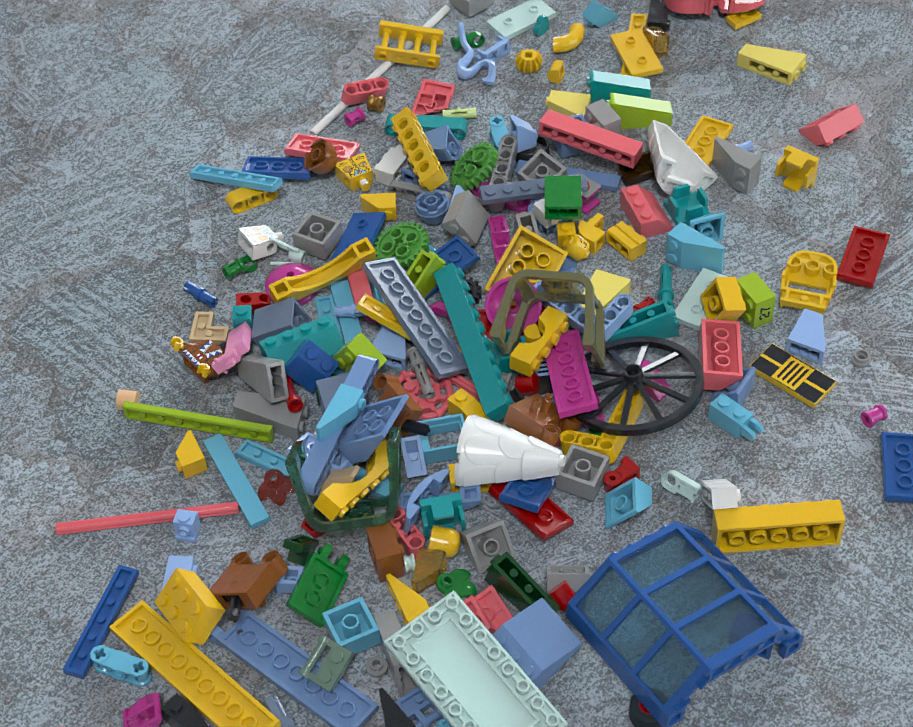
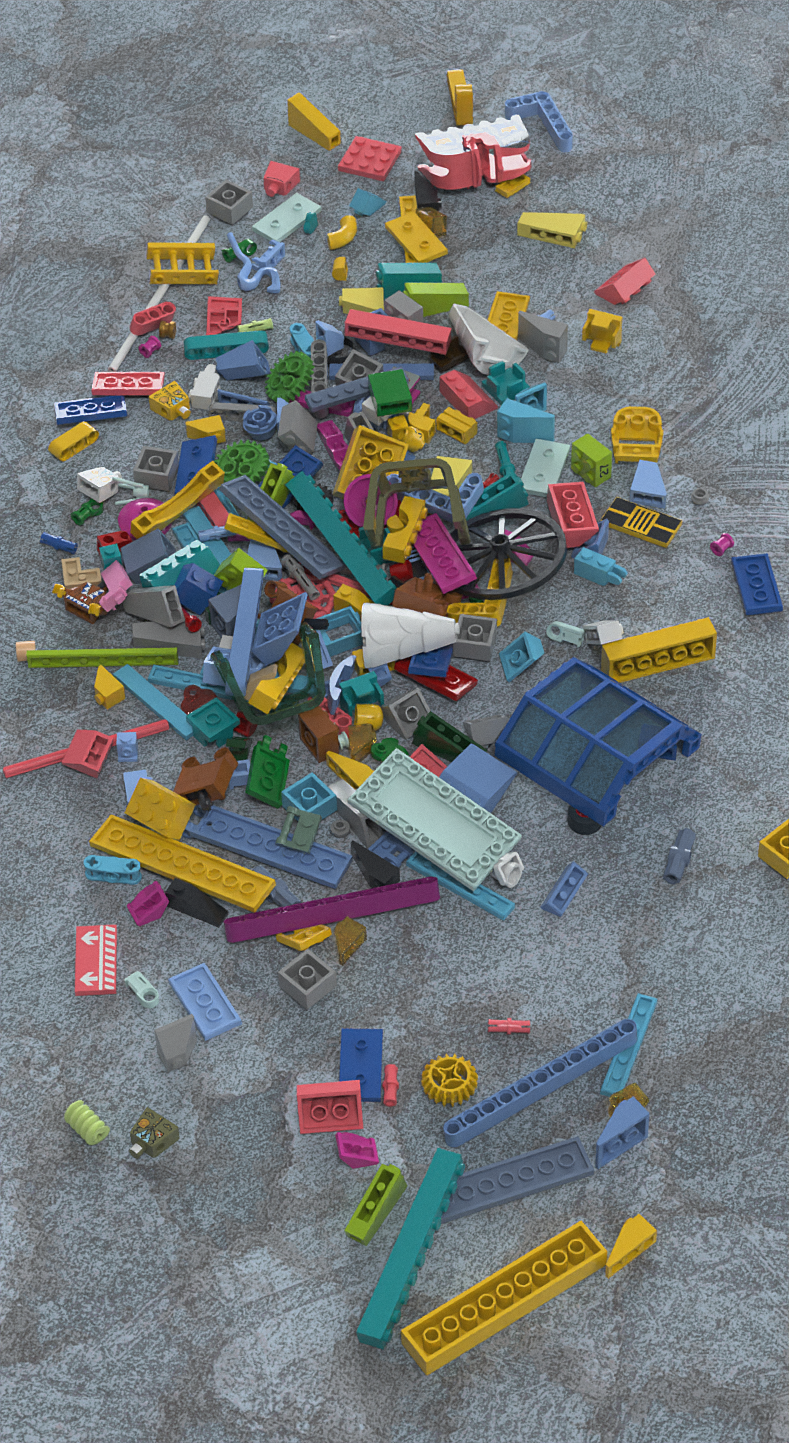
camera: 15 degrees left, 0 degrees up
(99, 622) = (79, 838): blue plate -> none
(143, 525) = (88, 752): none -> coral slope
(236, 178) = (53, 426): medium azure tile -> none
(281, 515) = (212, 723): none -> teal panel
(321, 157) = (134, 391): dark orange cylinder -> none
(342, 409) = (249, 617): medium azure slope -> none
(419, 149) = (231, 368): yellow brick -> none
(528, 61) = (308, 262): yellow gear -> none
(562, 594) = (487, 739): red brick -> none
(622, 474) = (513, 630): red leg -> none
(723, 299) = (564, 464): yellow brick -> none
(863, 257) = (682, 404): red plate -> none

